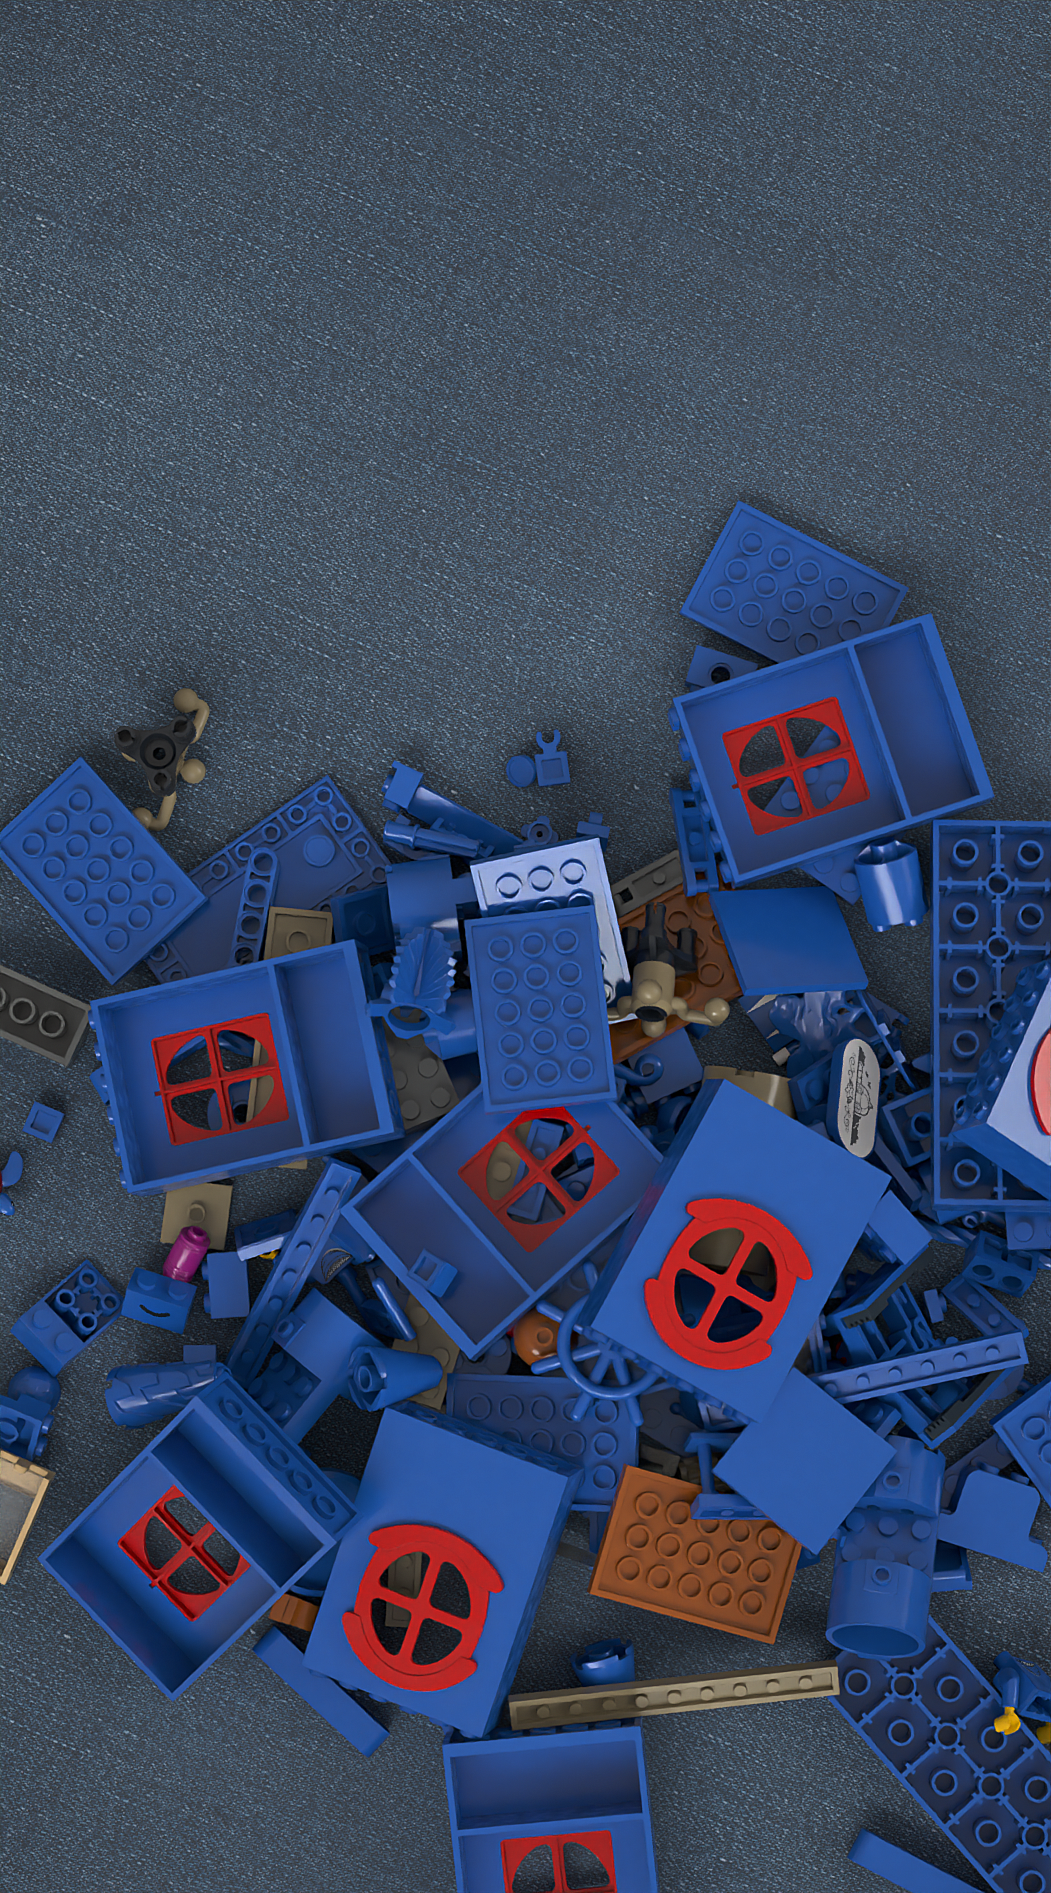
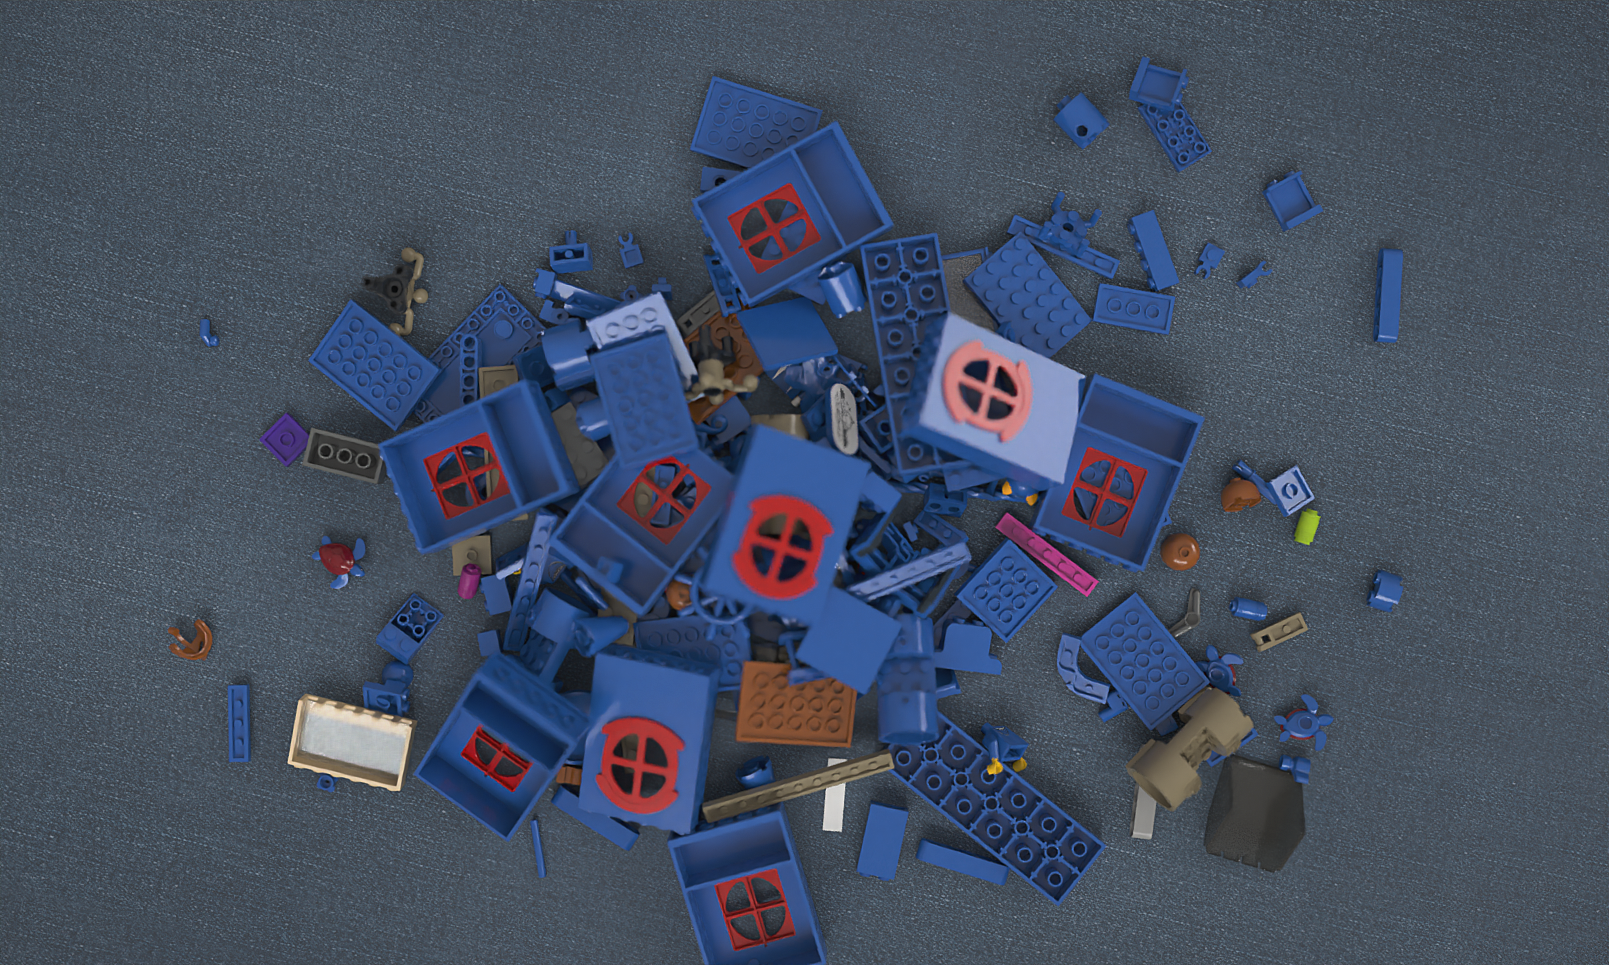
camera: 10 degrees left, 5 degrees up
(43, 1122) = (372, 518): blue plate -> none
(155, 1390) = (461, 664): blue cone -> none
(158, 1300) = (458, 610): blue brick -> none
(214, 1727) = (538, 848): none -> blue bar
(418, 981) = (566, 397): blue piece -> none
(430, 840) = (565, 311): blue axle -> none
(454, 751) = (572, 256): none -> blue brick
(521, 770) = (613, 260): blue piece -> none
(724, 1745) = (834, 803): none -> white sticker
(795, 1819) = (882, 840): none -> blue panel

